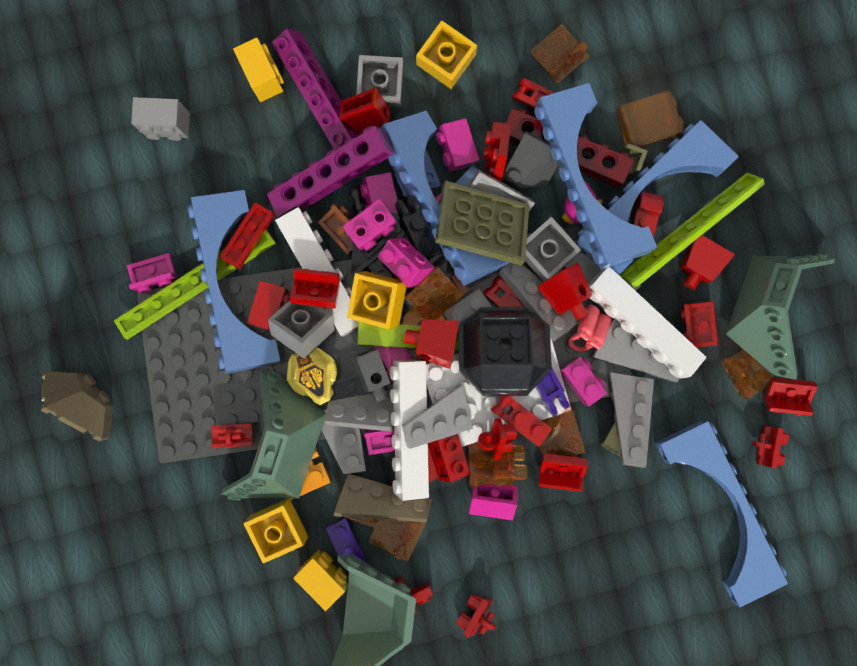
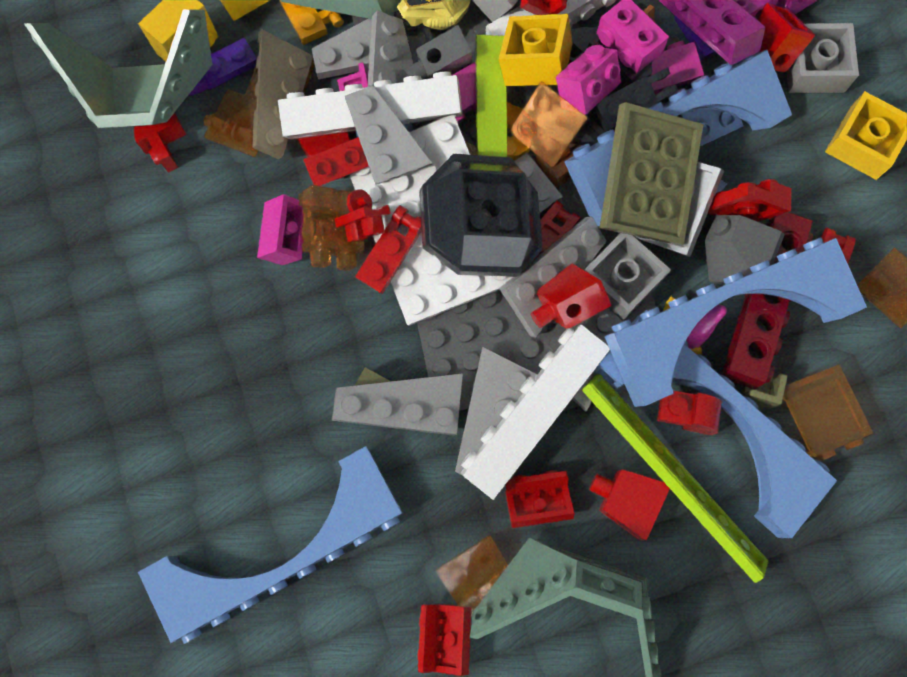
camera: 90 degrees right, 10 degrees down
(434, 341) = (488, 125): red torso -> none
(457, 145) = (751, 158): dark pink brick -> none
(471, 624) = (131, 227): red hips -> none
(550, 388) = (436, 282): dark purple hinge -> none
(562, 472) = (322, 319): red bracket -> none
(564, 436) = (372, 315): clear orange hinge -> none
(582, 381) = (447, 334): dark pink brick -> none
(592, 329) = (520, 340): coral piece -> none
(770, 445) = (372, 609): red hips -> none

